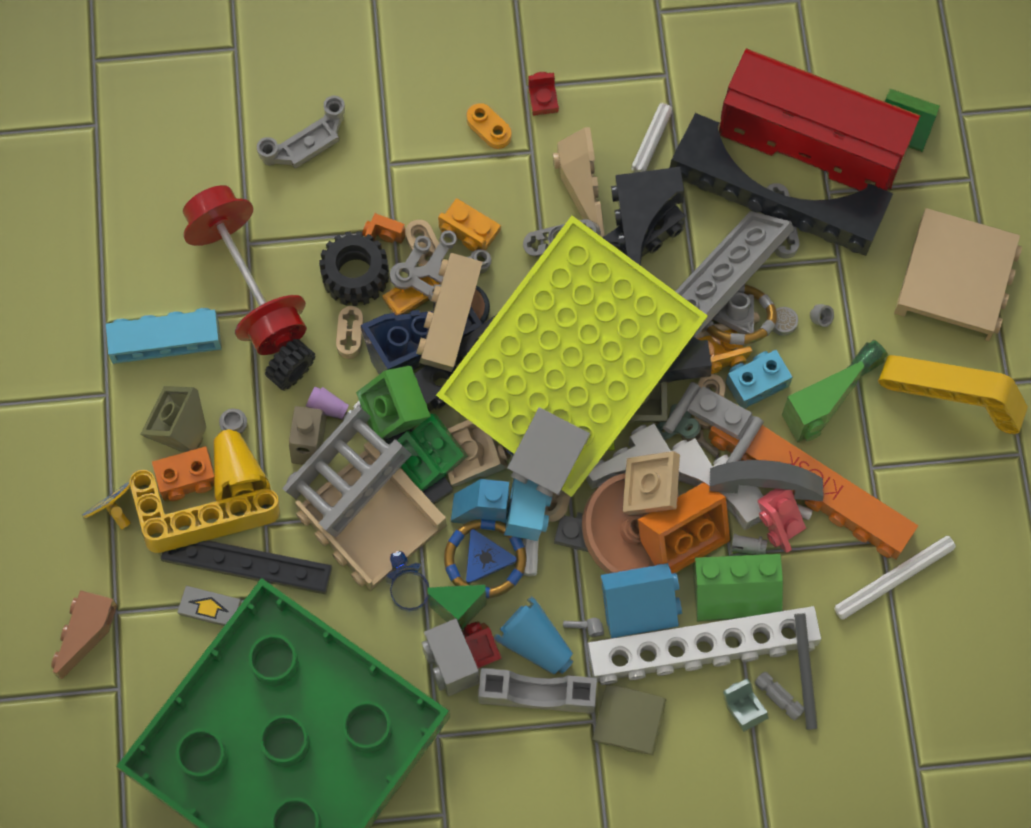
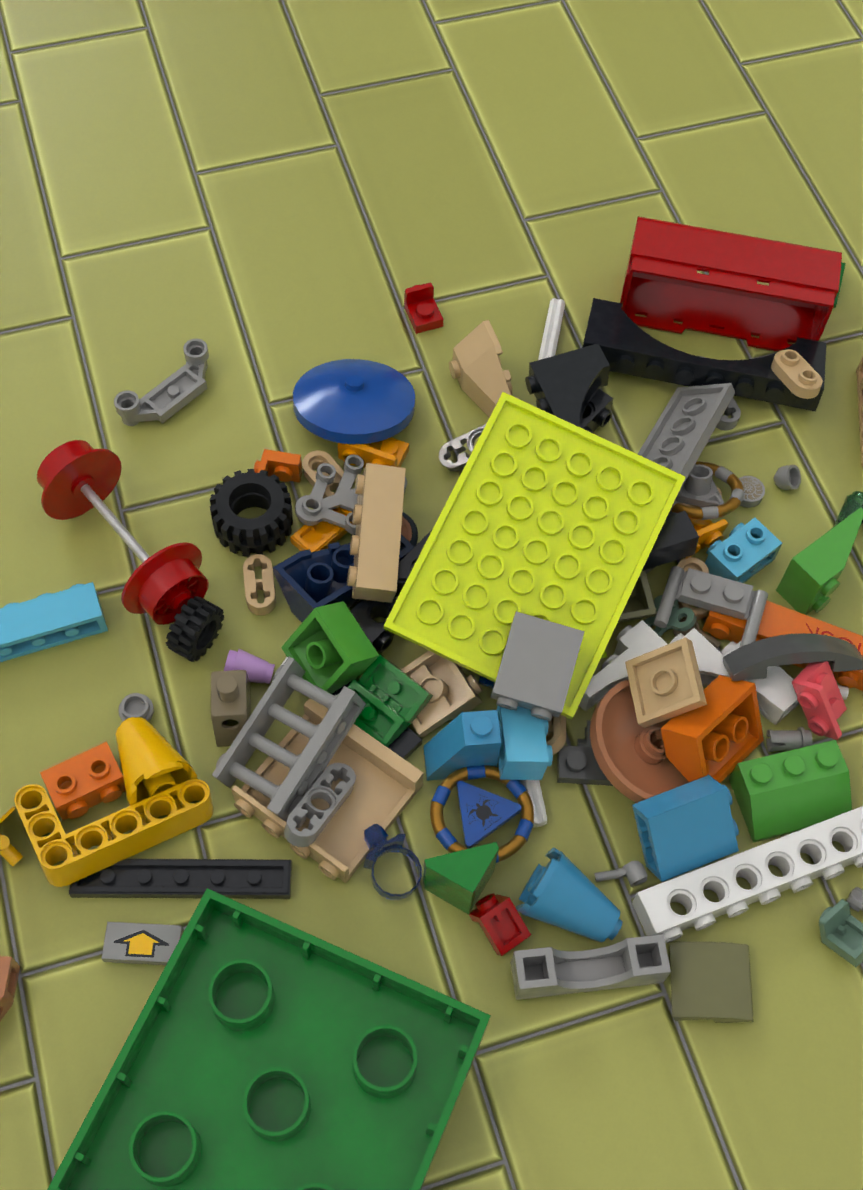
camera: 15 degrees left, 10 degrees down
(176, 419) = (65, 718): olive slope -> none
(357, 538) = (319, 818): none -> light grey beam
(452, 658) = (470, 946): light grey brick -> none
(461, 178) = (354, 401): none -> blue dish
(487, 125) = (370, 347): light orange plate -> none
(849, 221) = (796, 374): none -> tan plate

